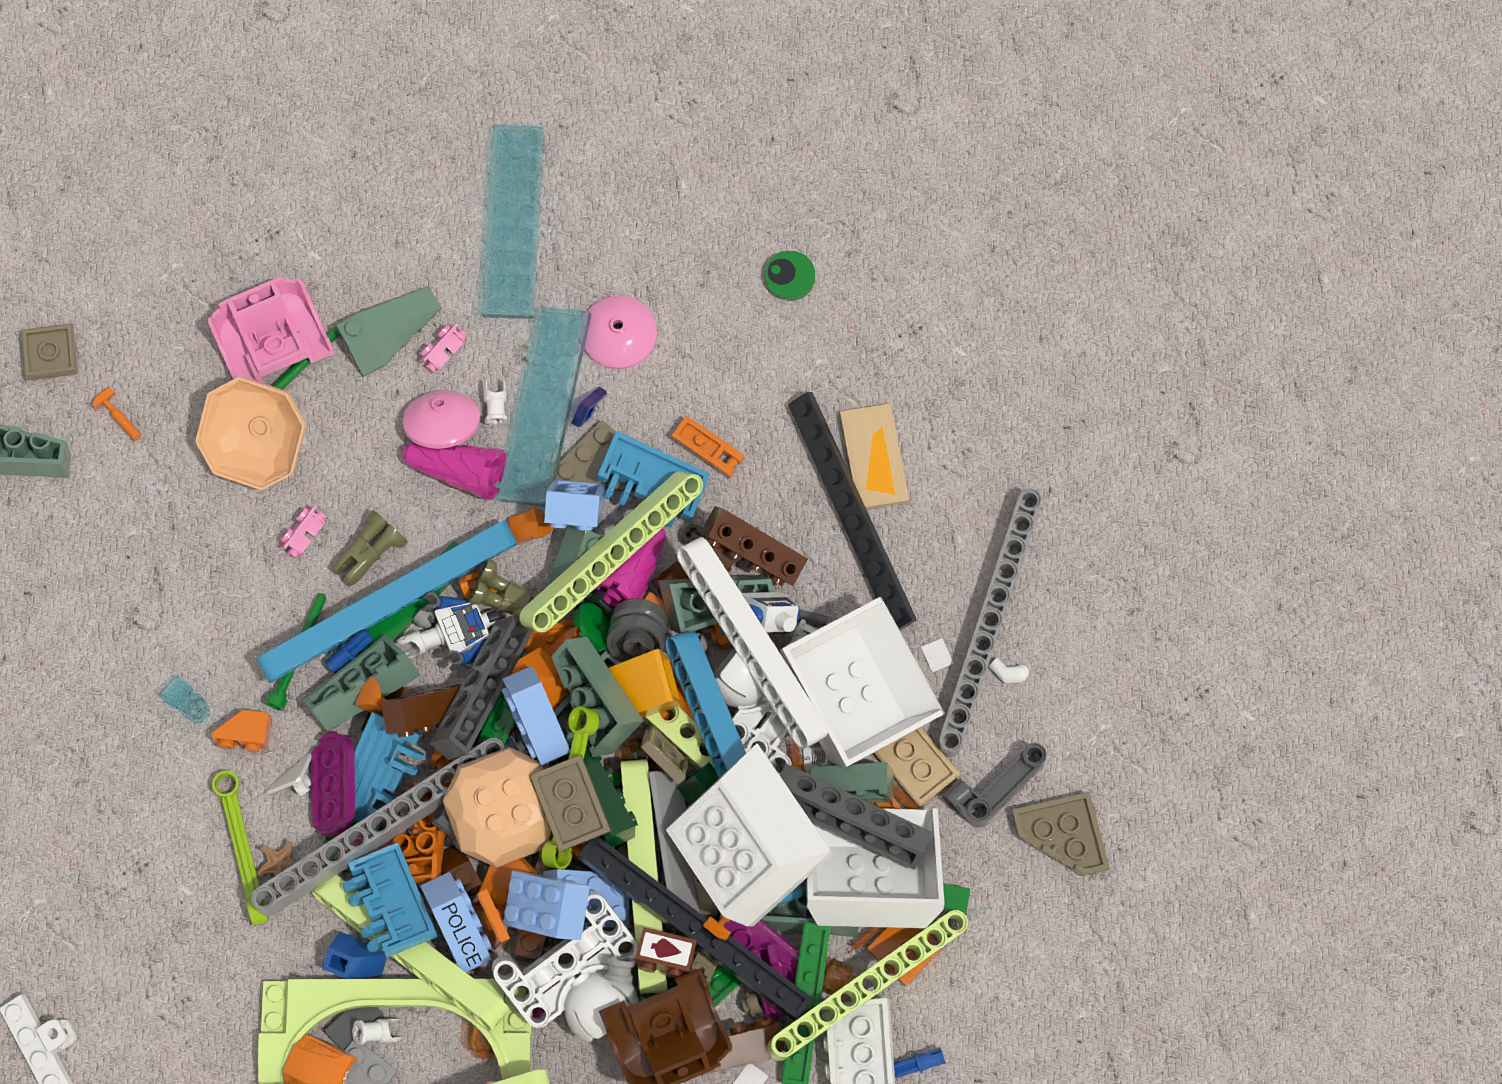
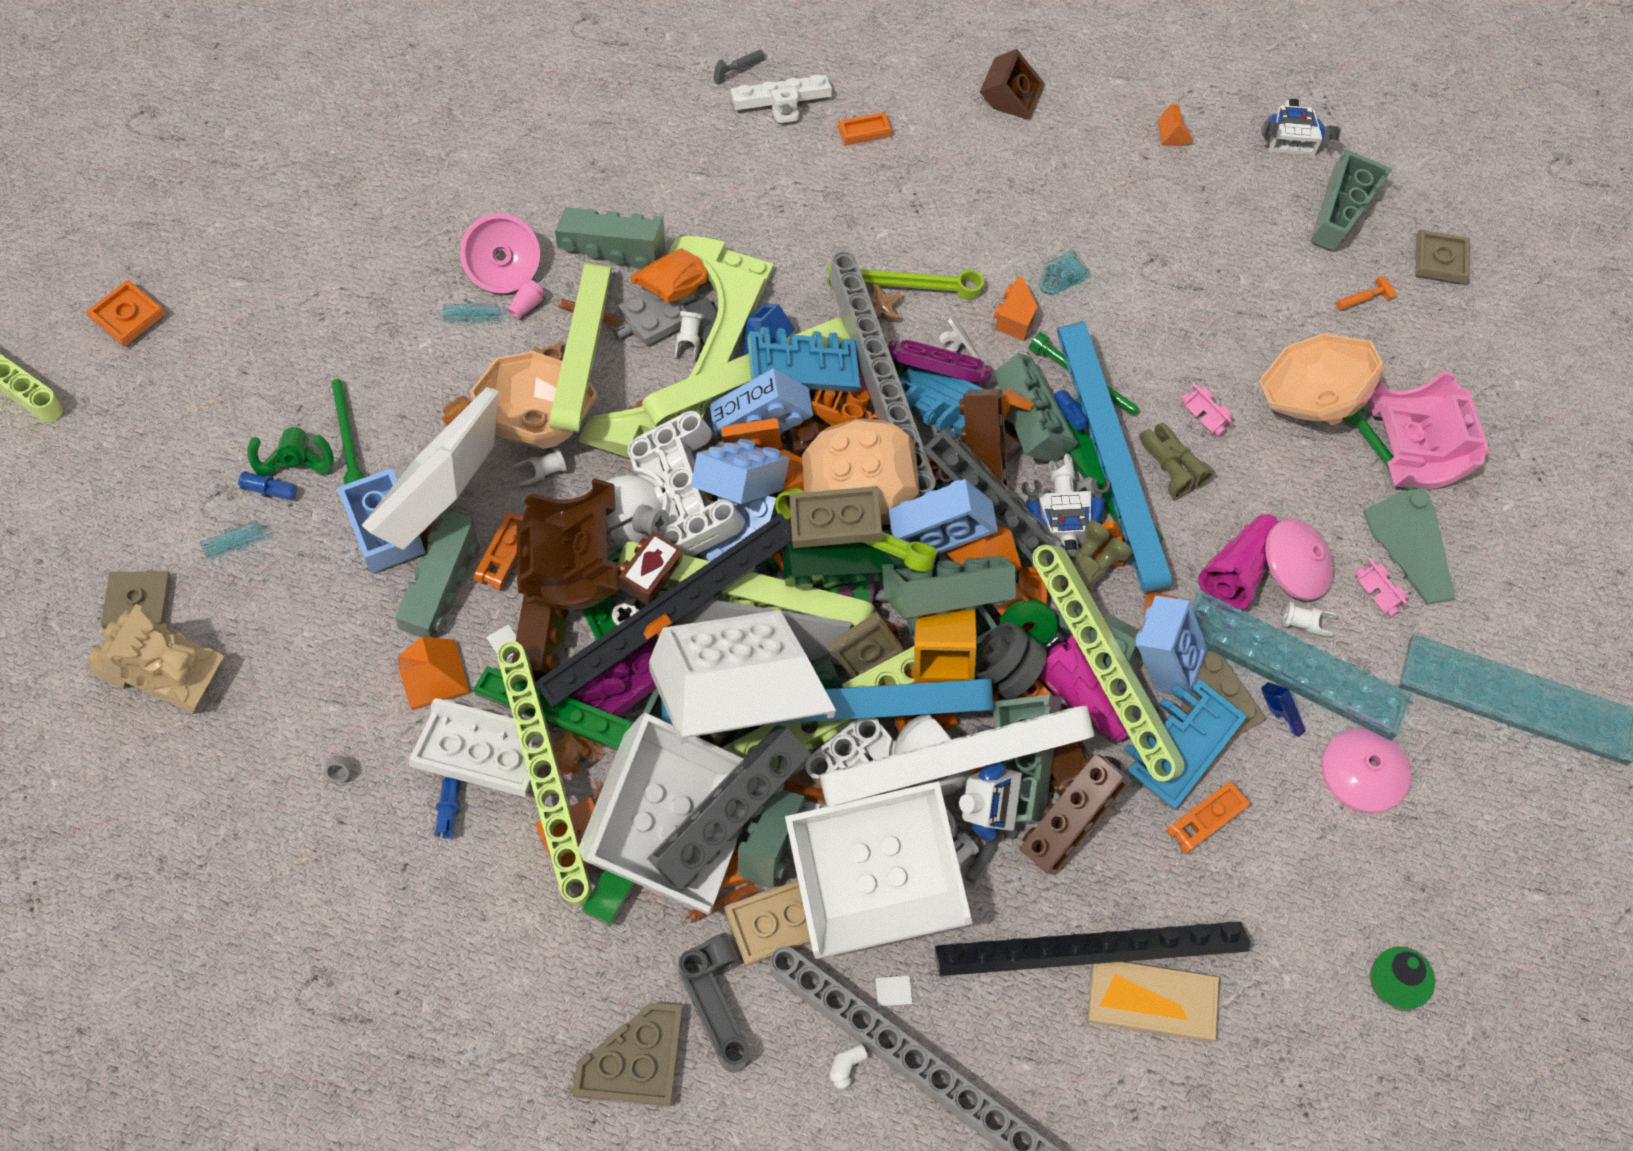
camera: 105 degrees right, 10 degrees down
(56, 947) = (864, 128): none -> orange tile

